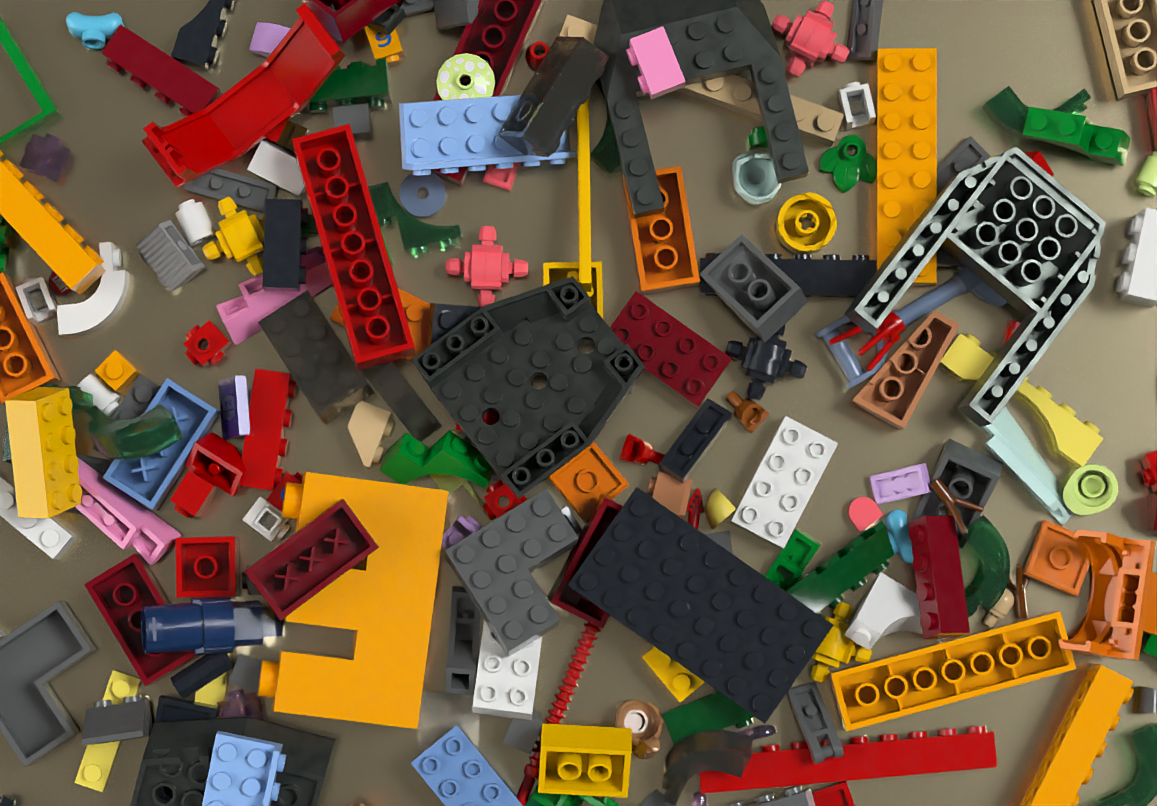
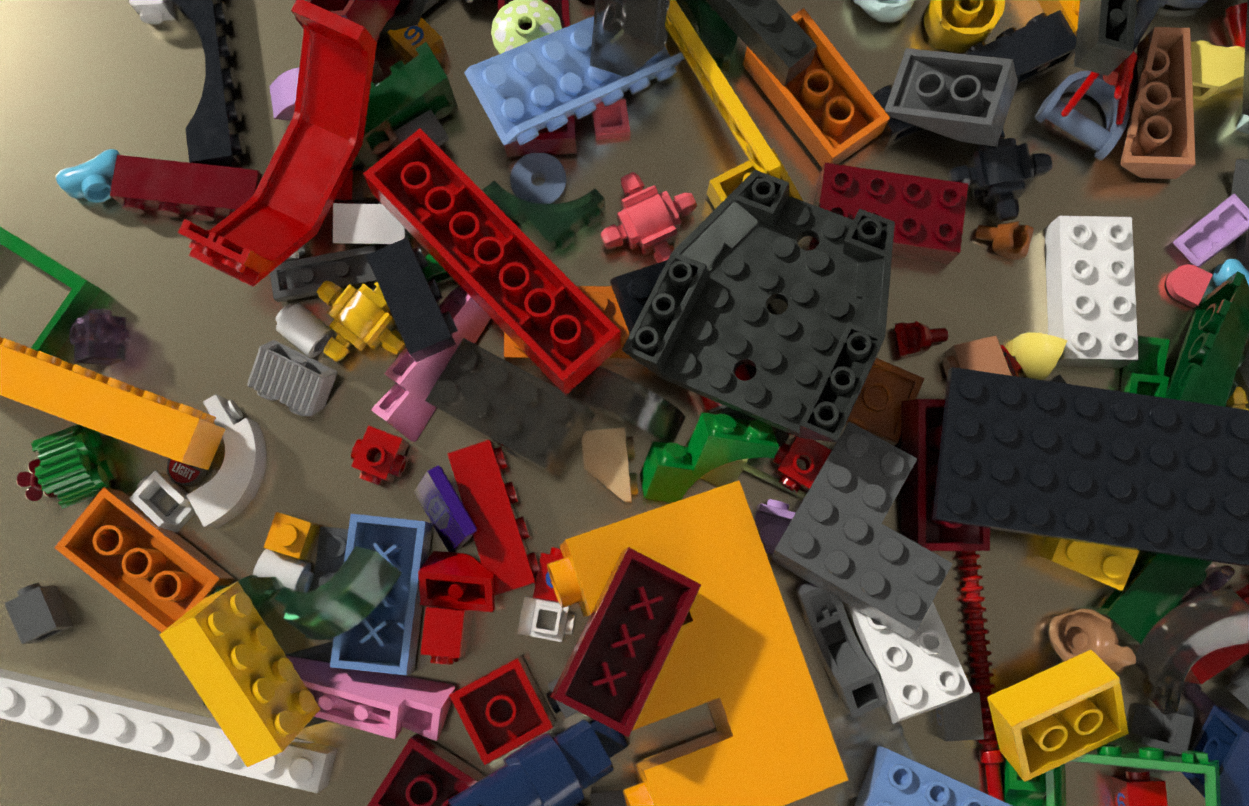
camera: 25 degrees left, 5 degrees down
(695, 440) = (973, 294): black plate -> none

